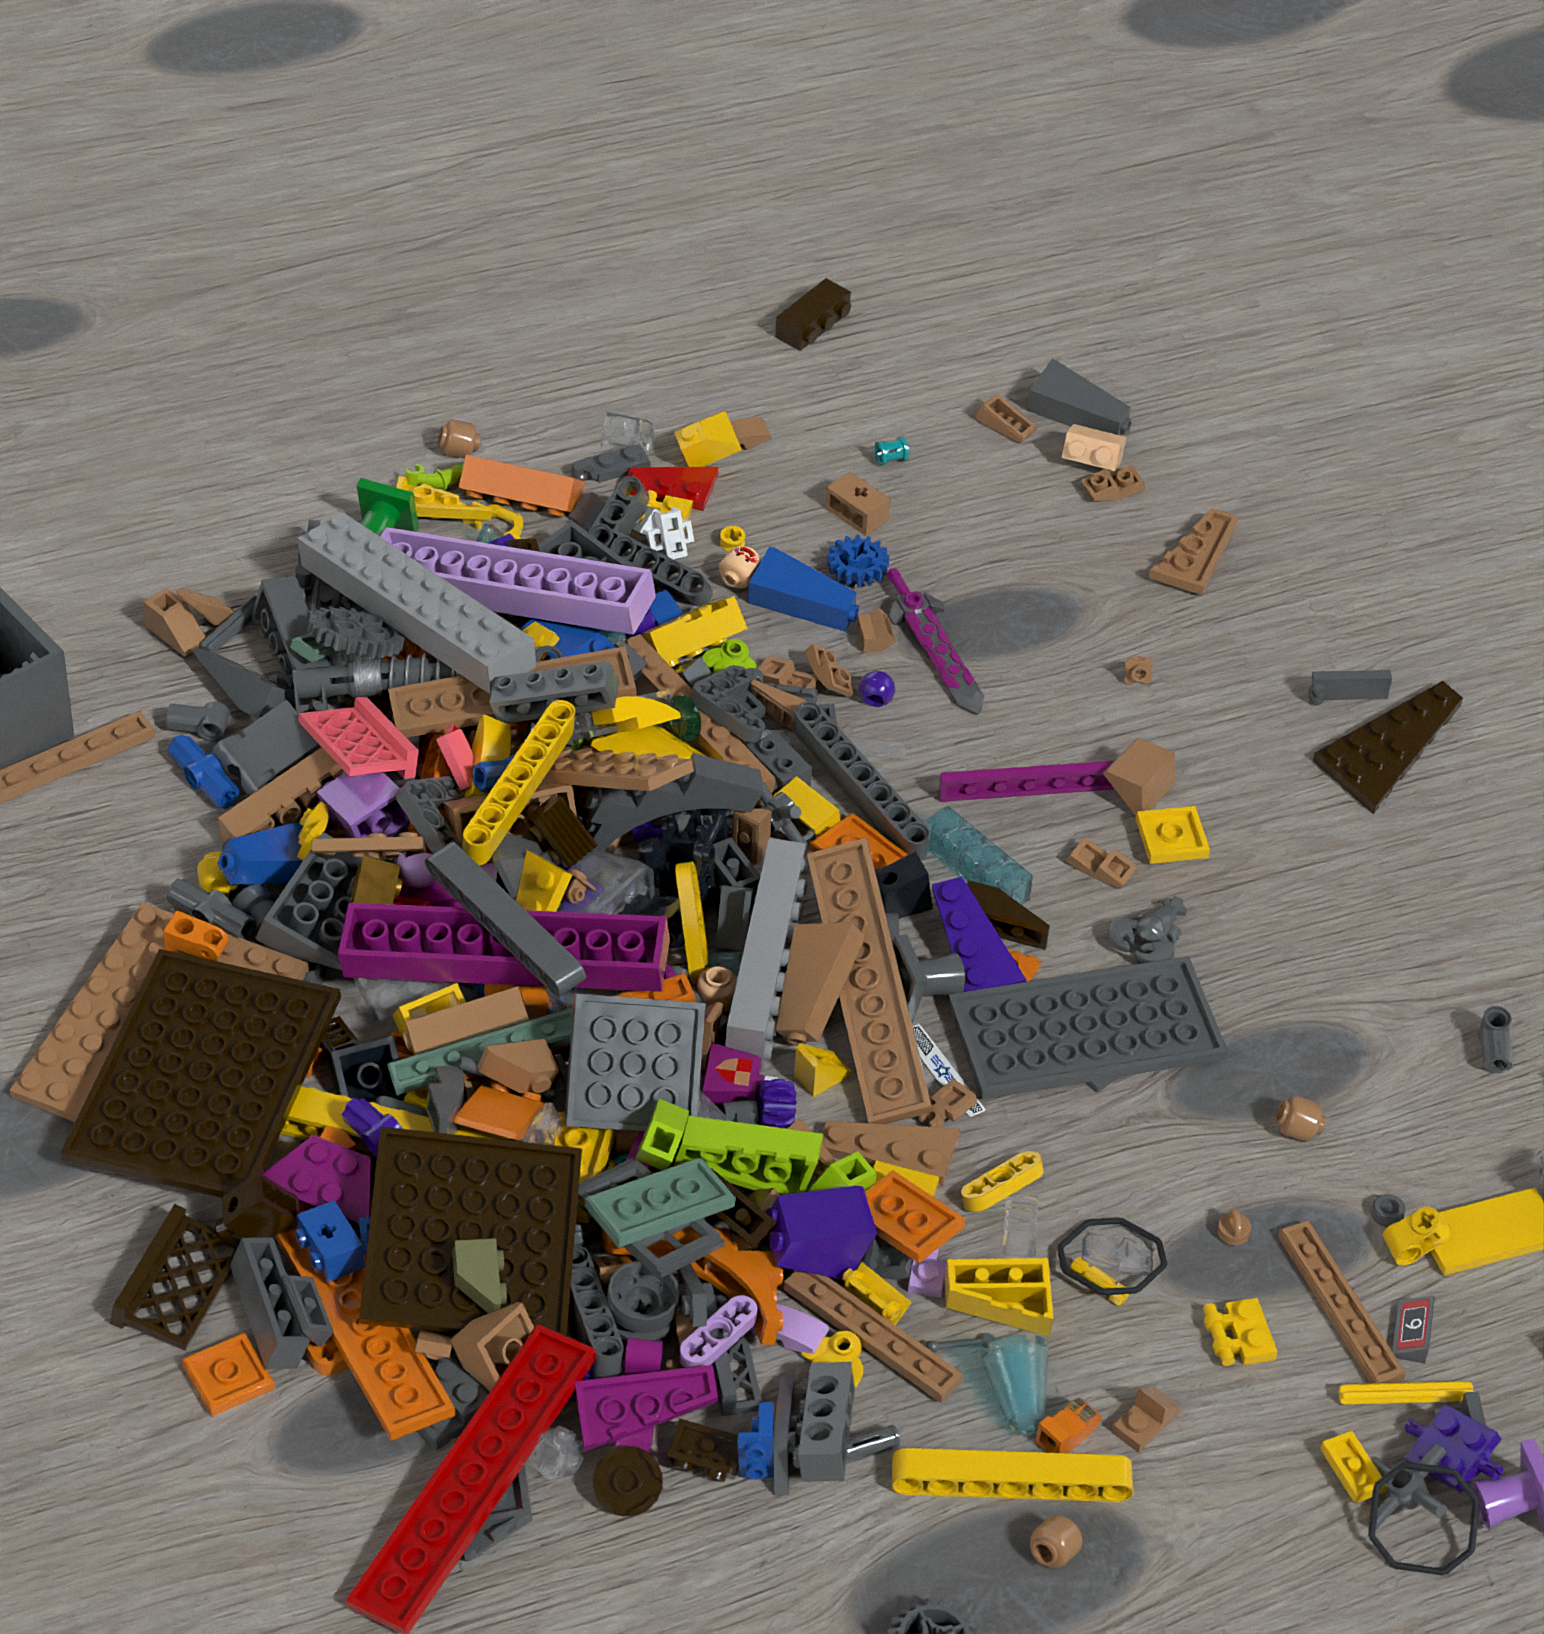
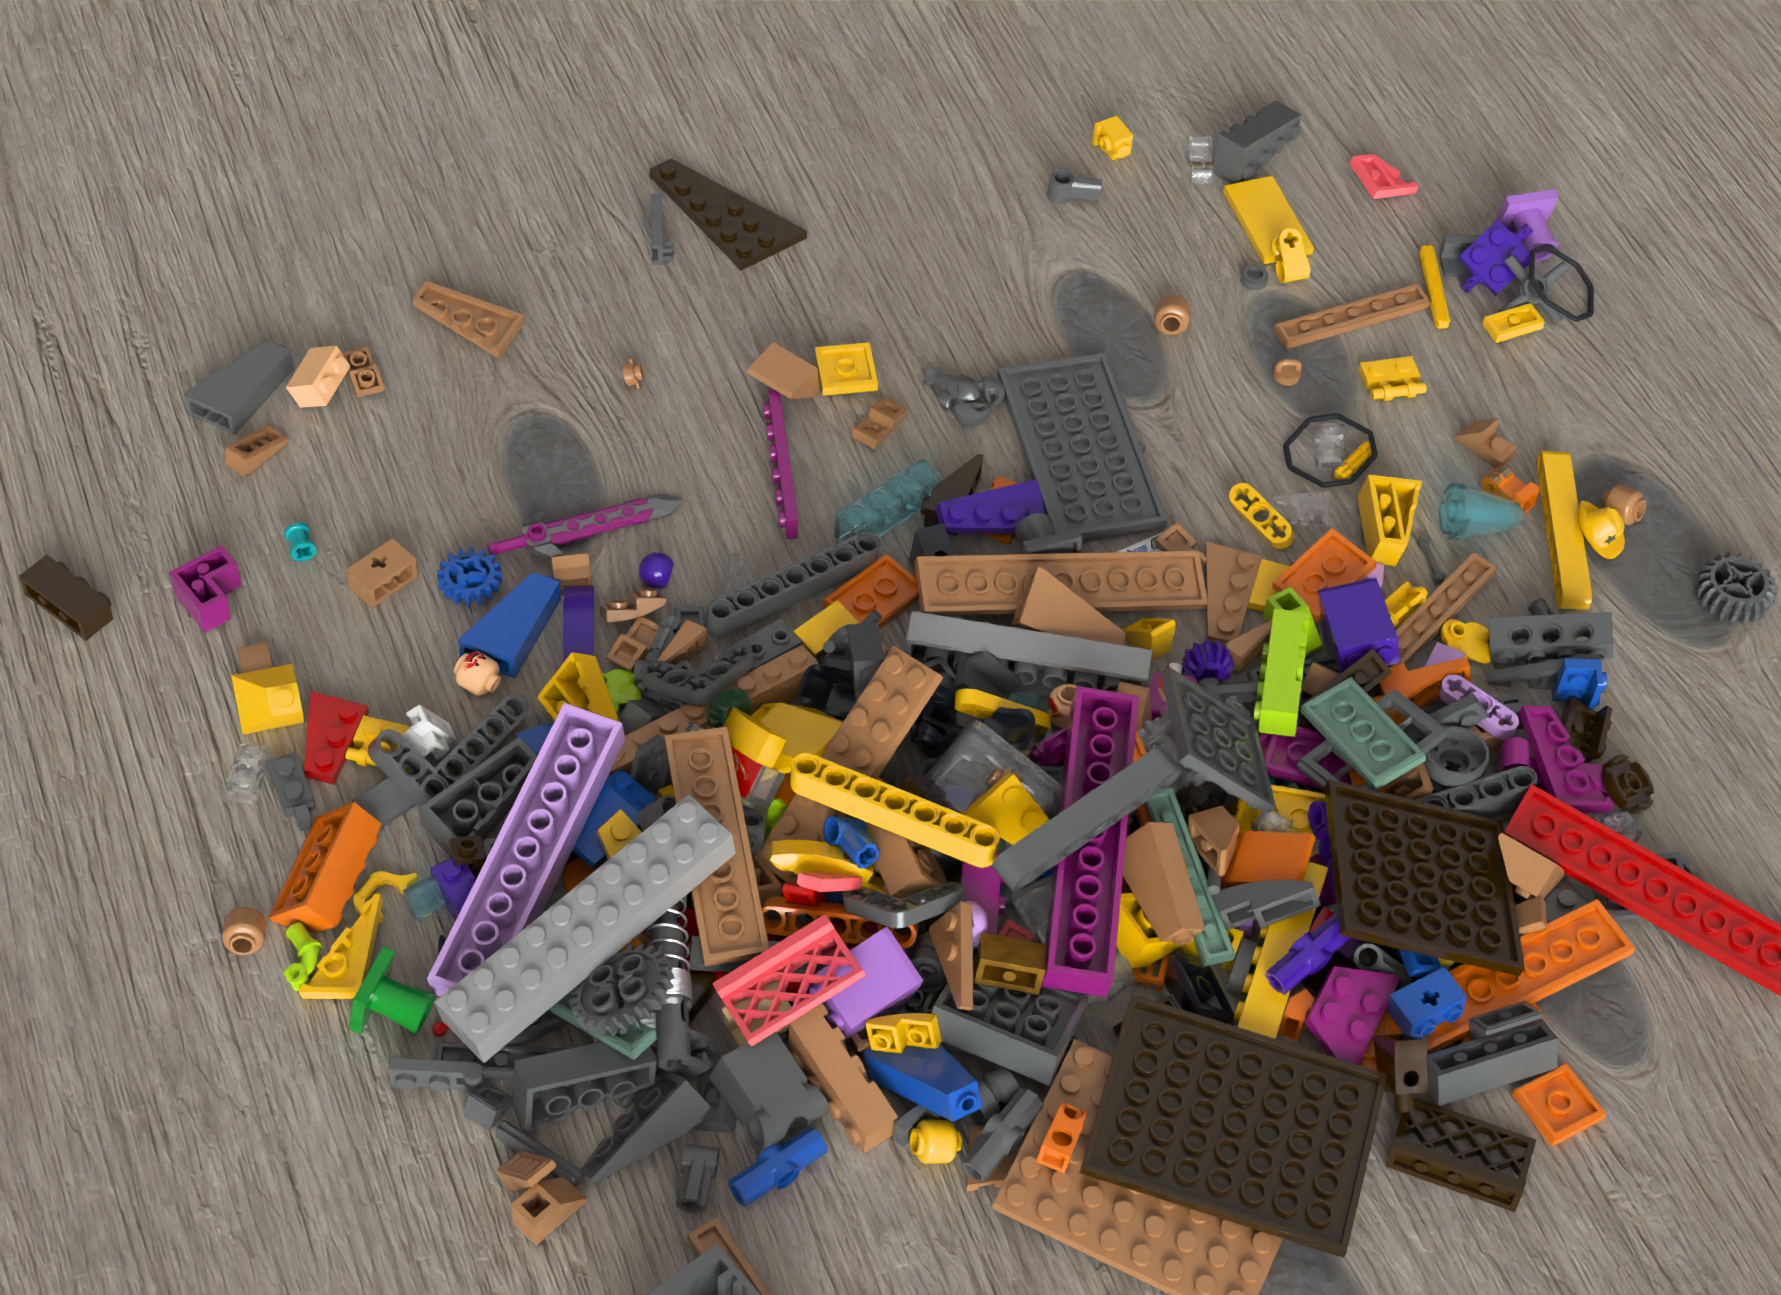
camera: 90 degrees left, 5 degrees up
(477, 1272) = (1470, 864): olive slope -> none
(530, 693) = (757, 782): dark grey brick -> none
(662, 1135) = (1282, 730): lime slope -> none
(732, 532) = (421, 693): yellow bush -> none
(802, 633) = (578, 620): none -> dark purple slope
(827, 387) = (203, 586): none -> magenta brick
(1008, 1504) = (1602, 529): none -> yellow hat
(1413, 1328) = (1372, 272): slope -> none

